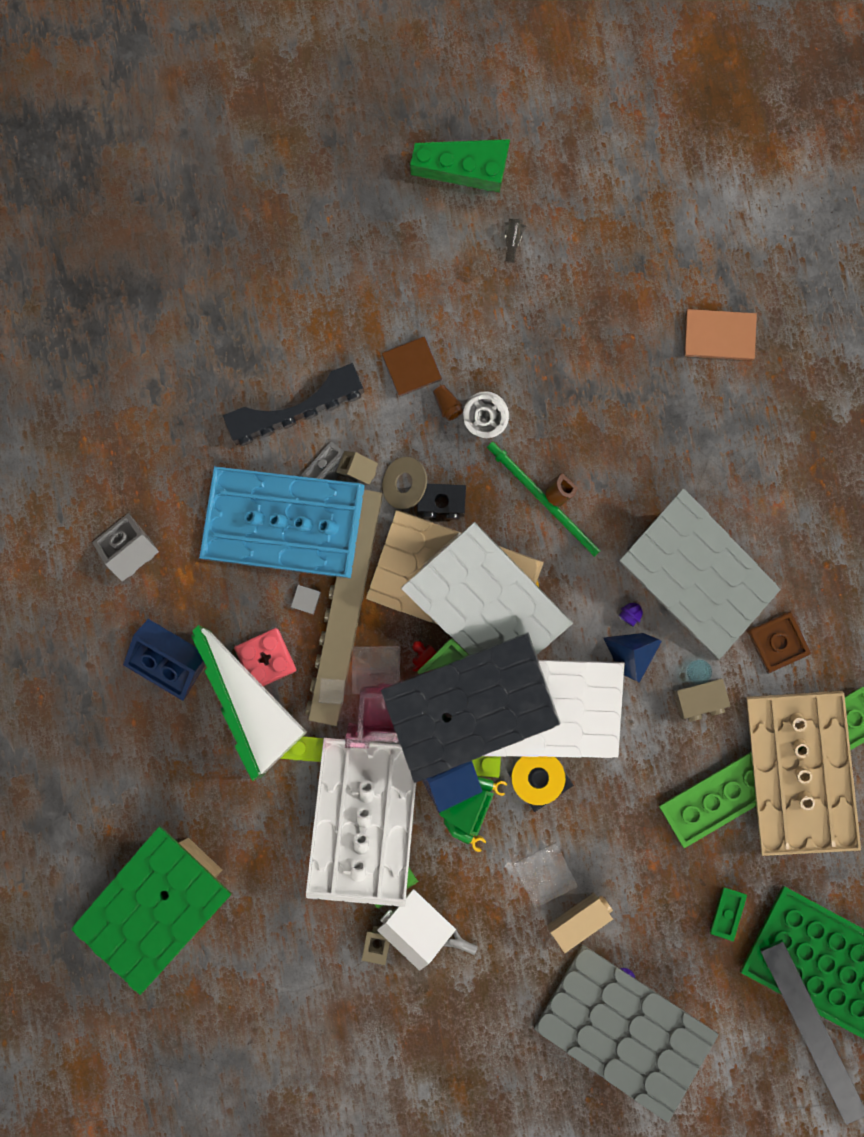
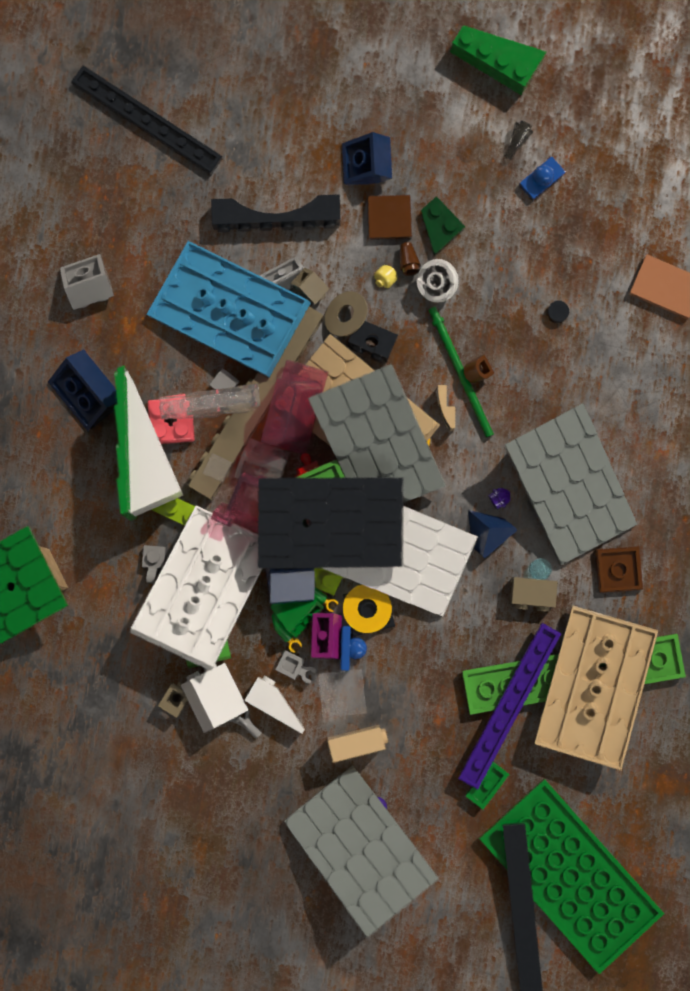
camera: 15 degrees right, 0 degrees up
(125, 357) = (147, 120): none -> black tile
(300, 627) = (210, 403): none -> clear slope
(300, 808) = (153, 559): none -> light grey plate
(367, 316) = (367, 159): none -> dark blue slope
(386, 606) = (290, 411): none -> clear pink windscreen
(430, 429) = (385, 276): none -> light yellow piece
(466, 355) = (440, 224): none -> dark green wing
(474, 910) = (271, 701): none -> white slope
(483, 865) = (292, 666): none -> light grey plate
(507, 823) = (326, 636): none -> magenta brick
(539, 824) = (354, 648): none -> blue tile
(547, 546) = (447, 413): none -> tan slope
(552, 270) = (542, 178): none -> blue tile
(619, 400) = (558, 311): none -> black tile
(721, 825) = (509, 706): none -> dark purple tile

